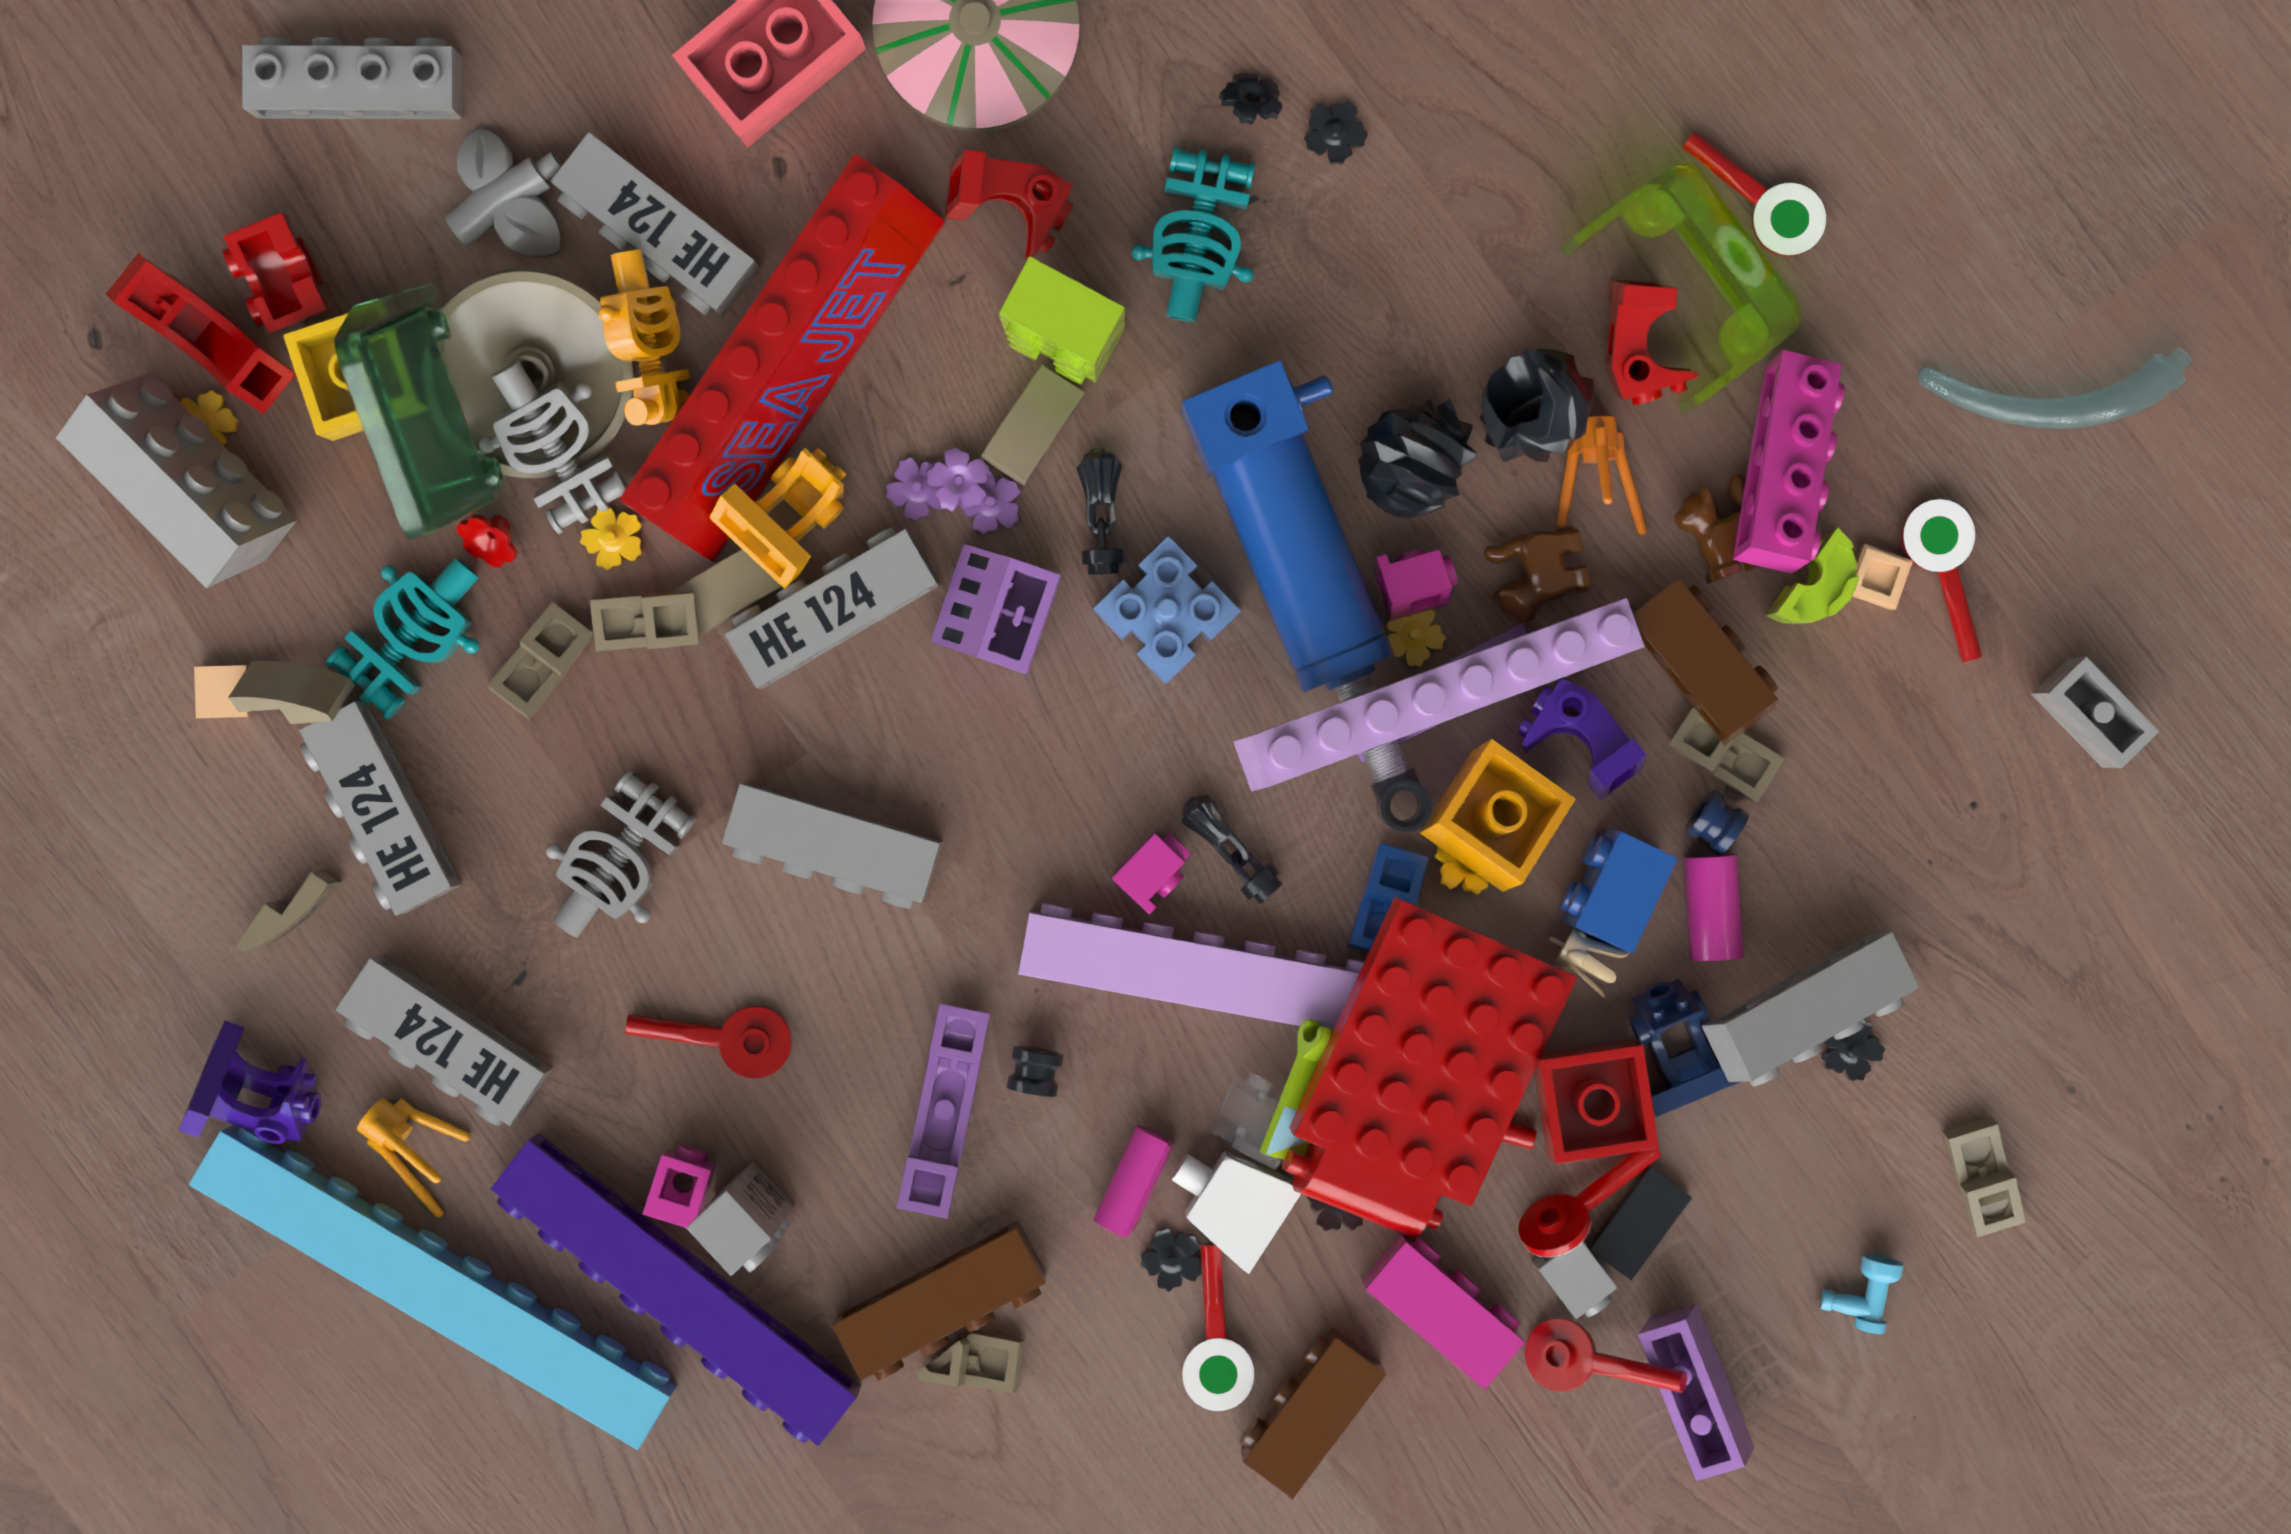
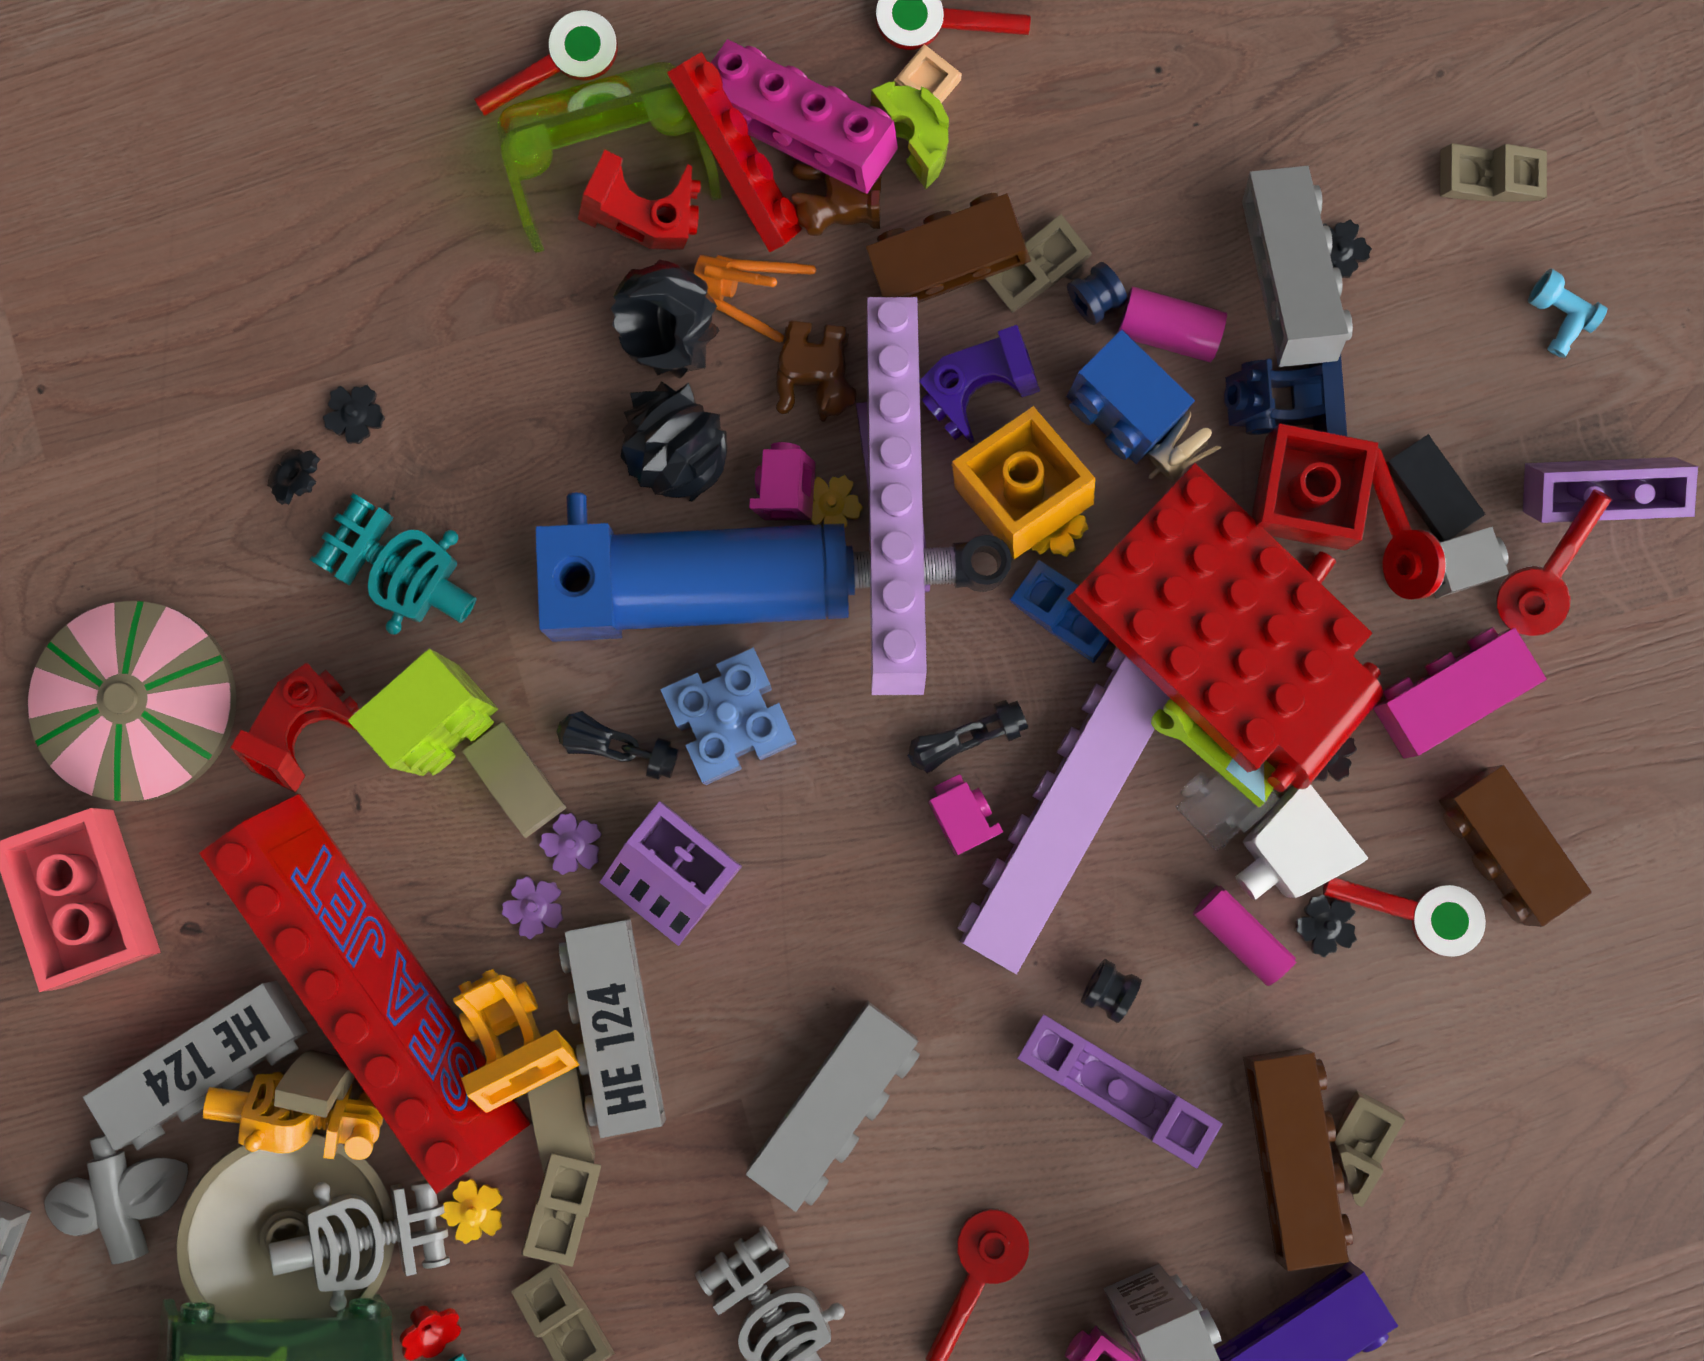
camera: 75 degrees left, 5 degrees down
(679, 346) = (314, 1083): none -> dark tan slope
(958, 480) = (539, 866): medium lavender plant -> none
(1727, 414) = (730, 143): none -> red plate

